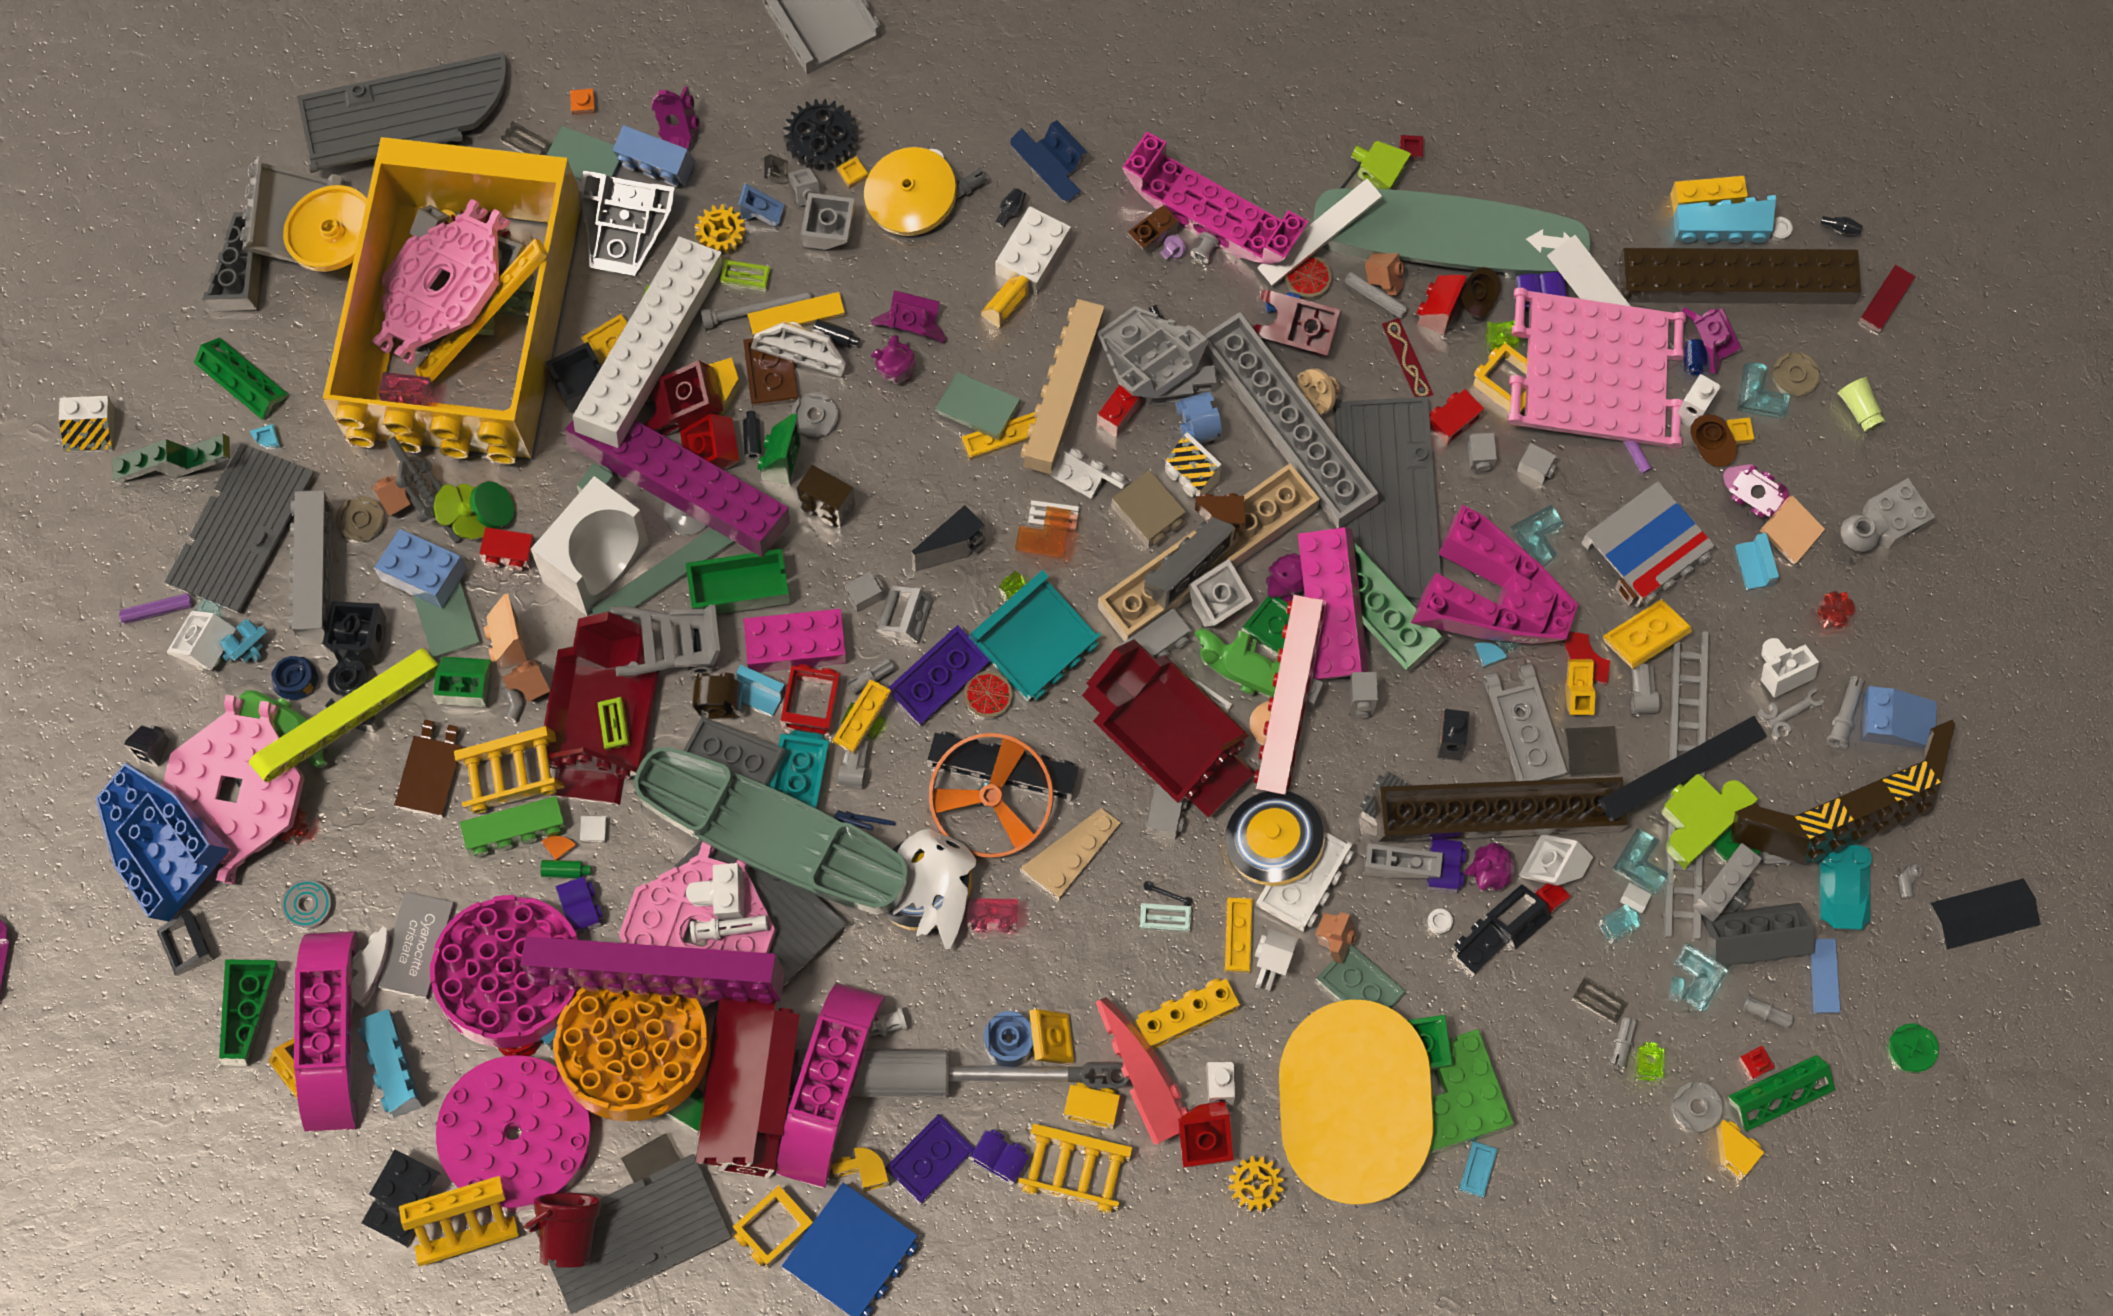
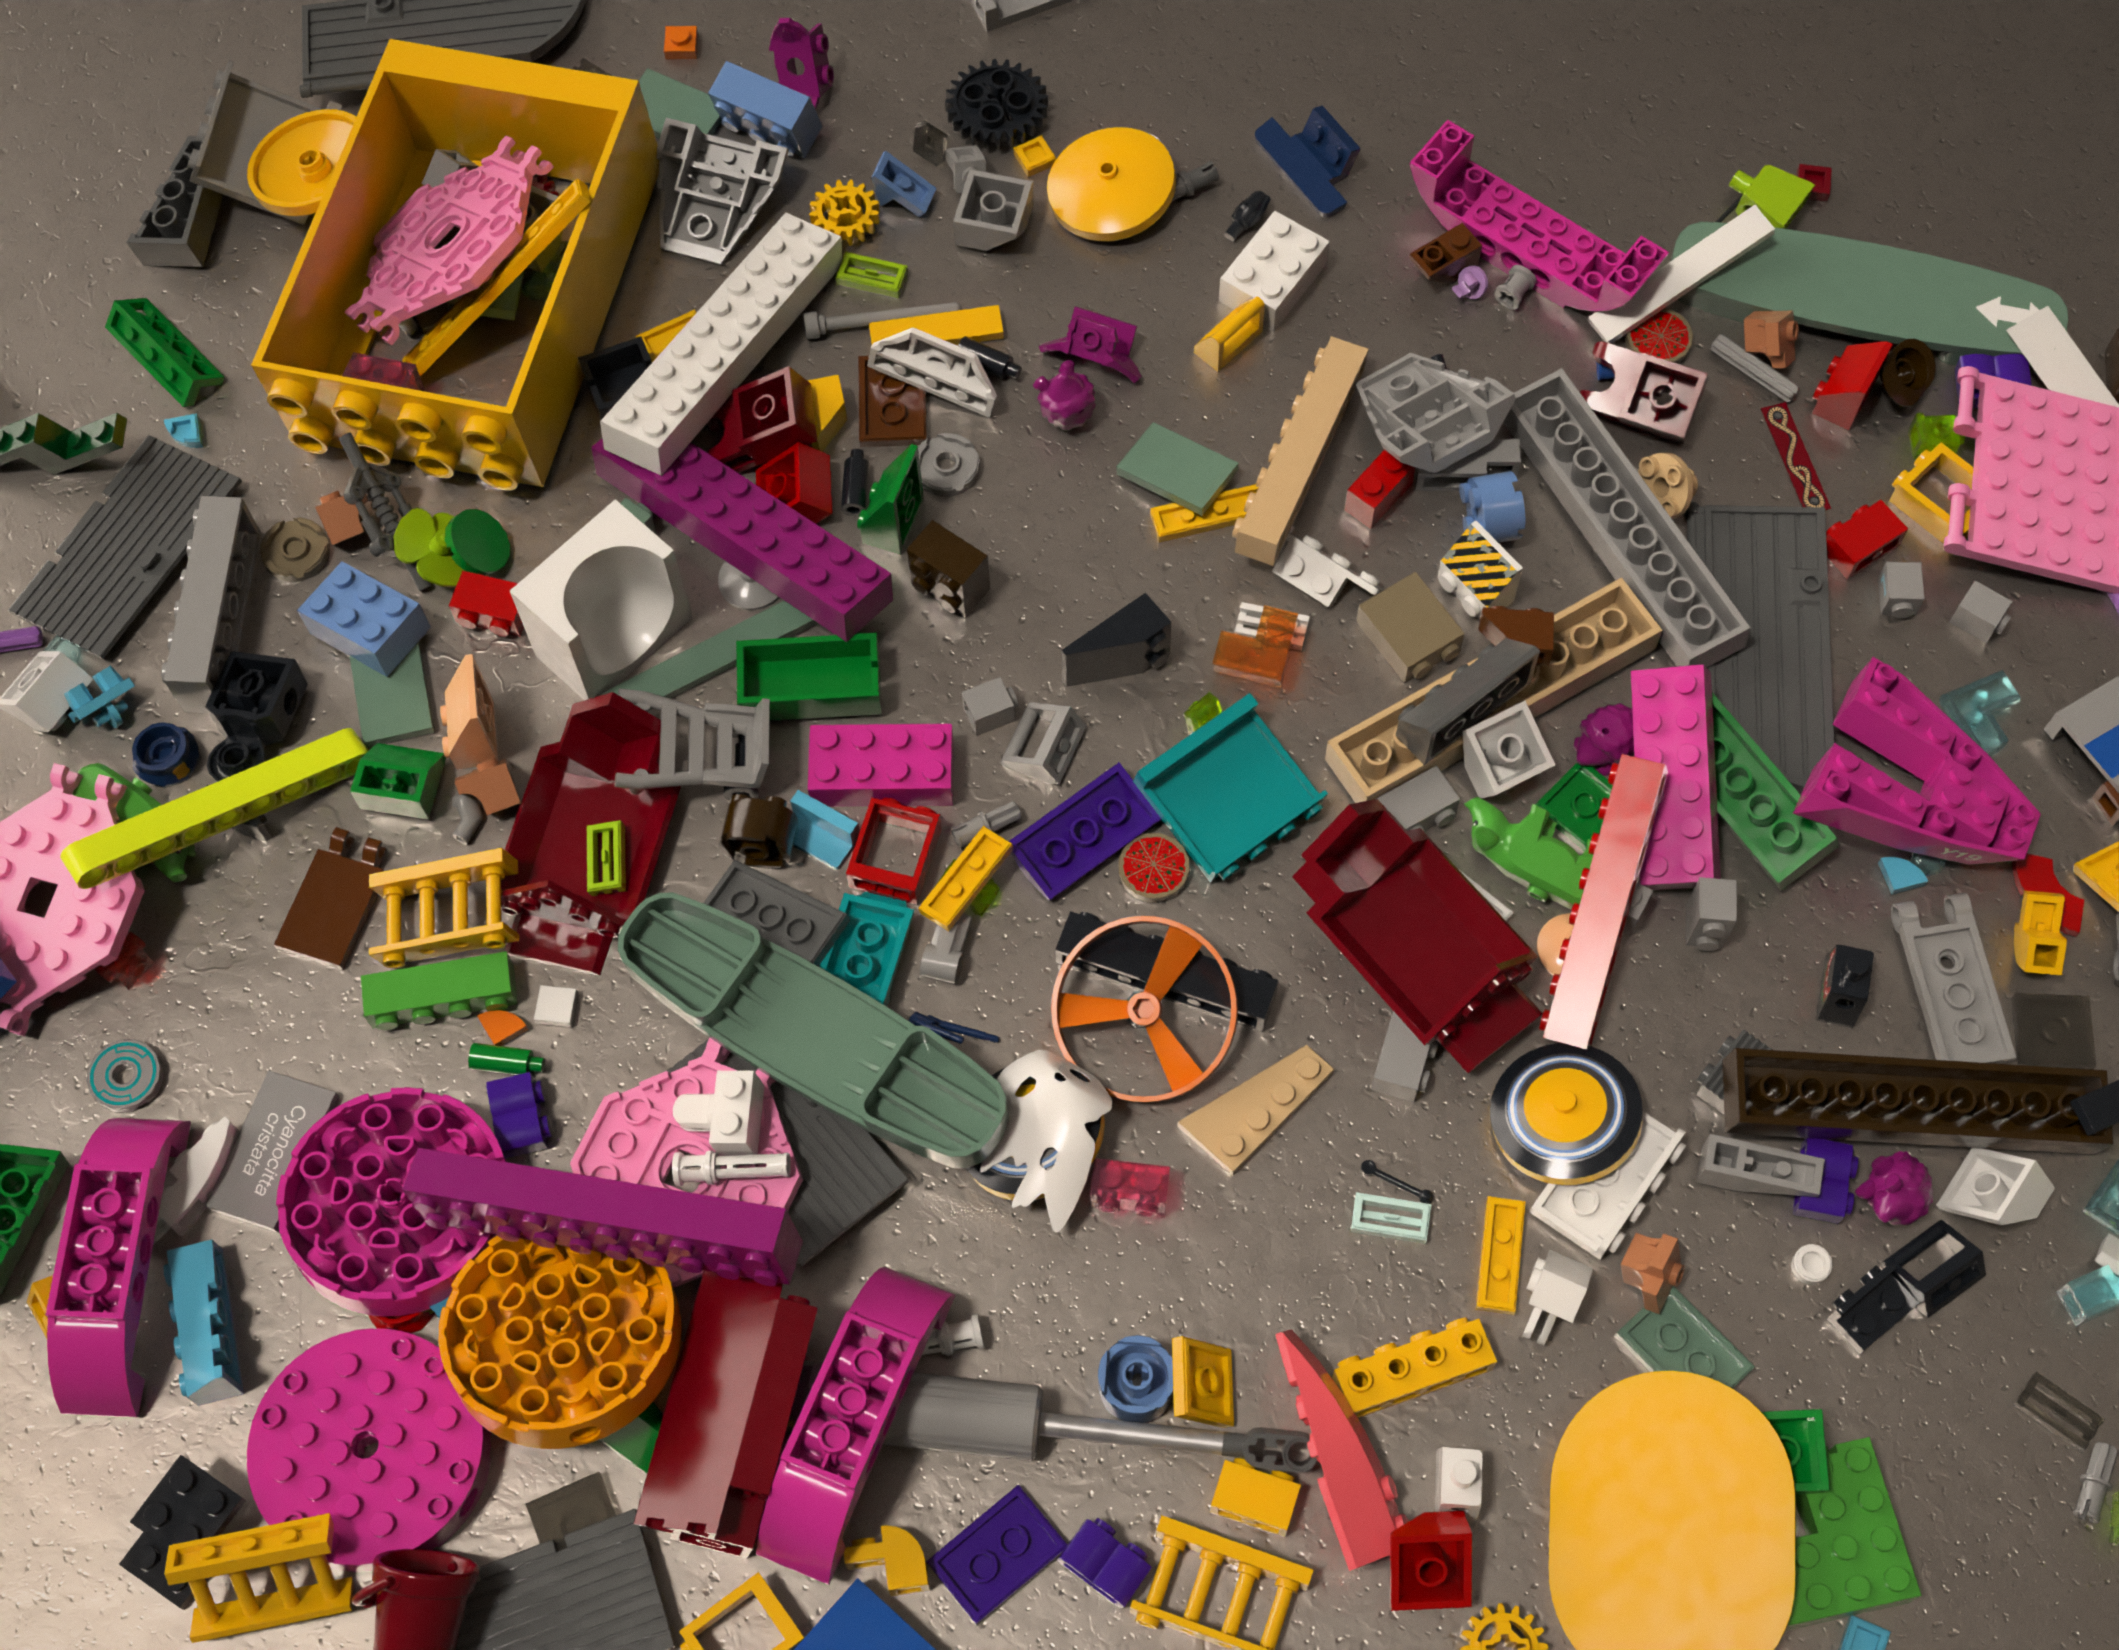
camera: 10 degrees right, 5 degrees down
(1553, 895) = (1991, 1240): red plate -> none

